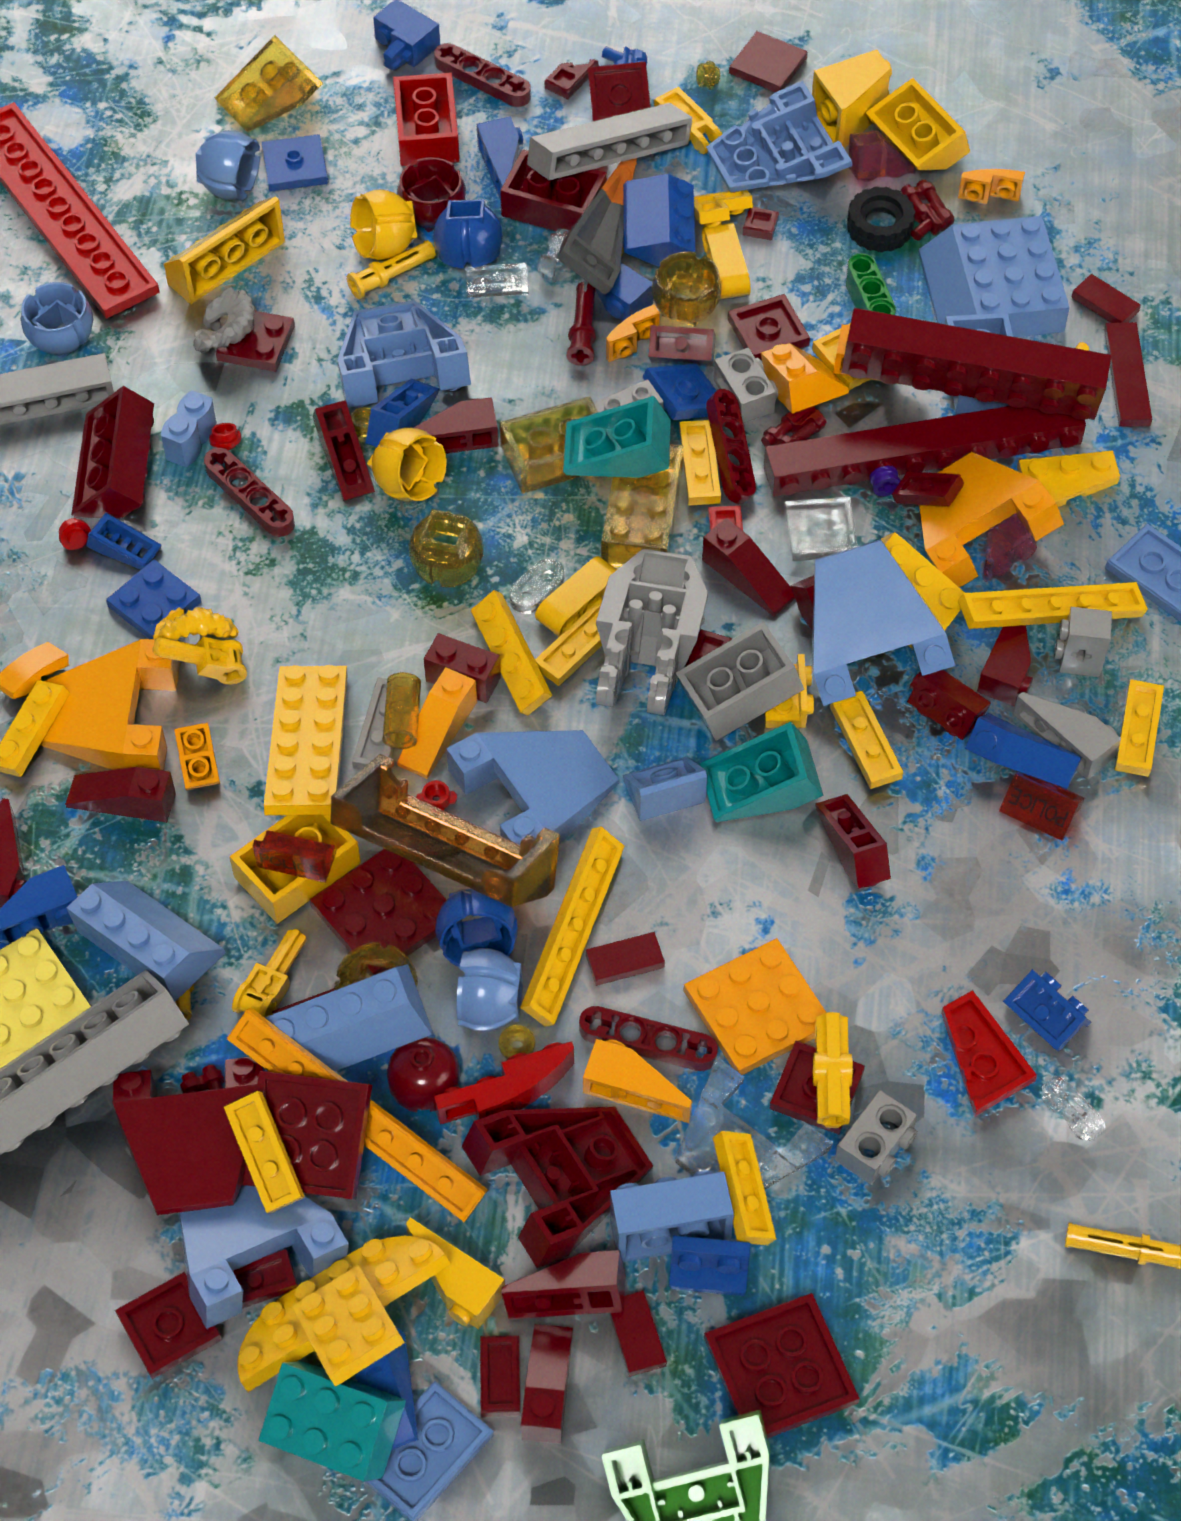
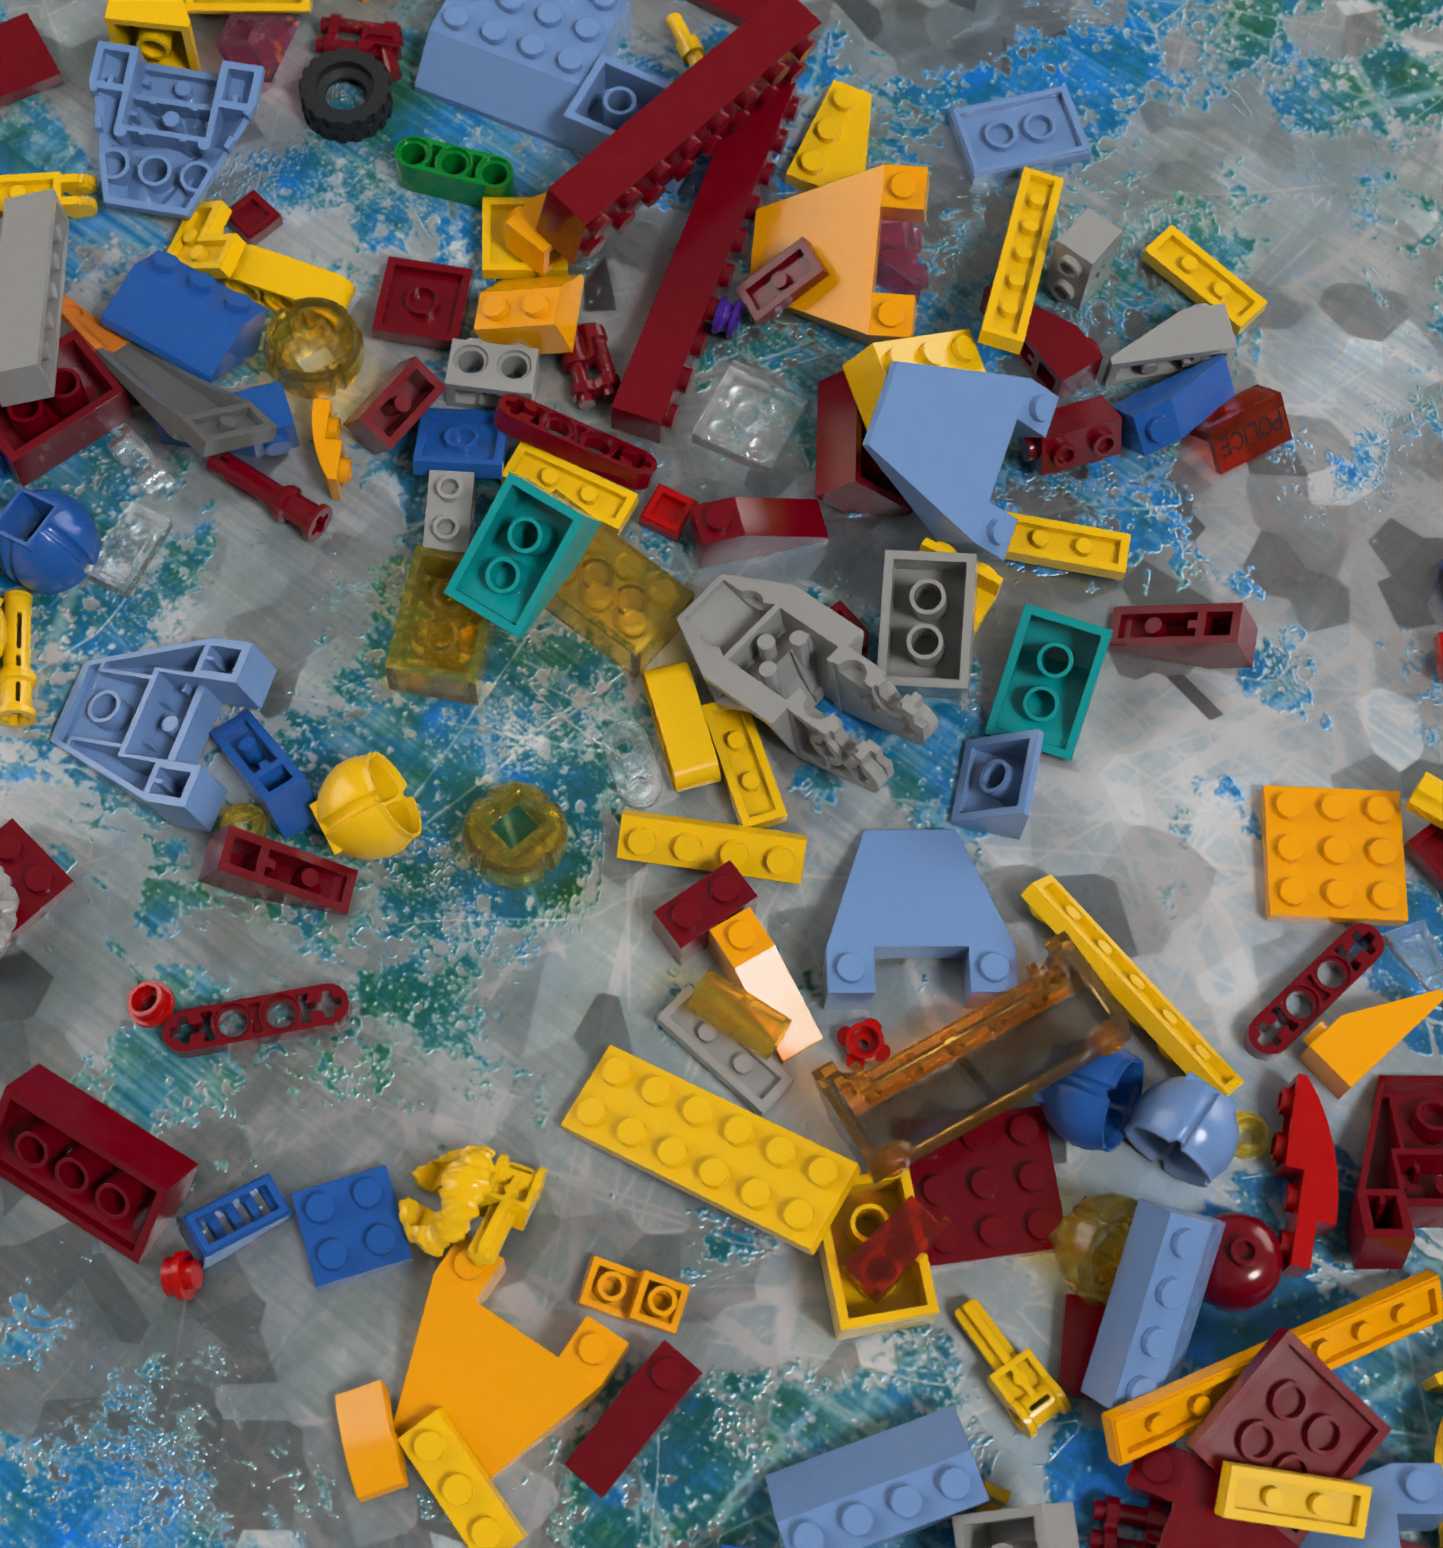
camera: 65 degrees left, 10 degrees up
(188, 428) = (110, 1041): medium blue brick -> none
(464, 426) = (340, 709): dark red slope -> none
(625, 958) = (1198, 957): dark red tile -> none

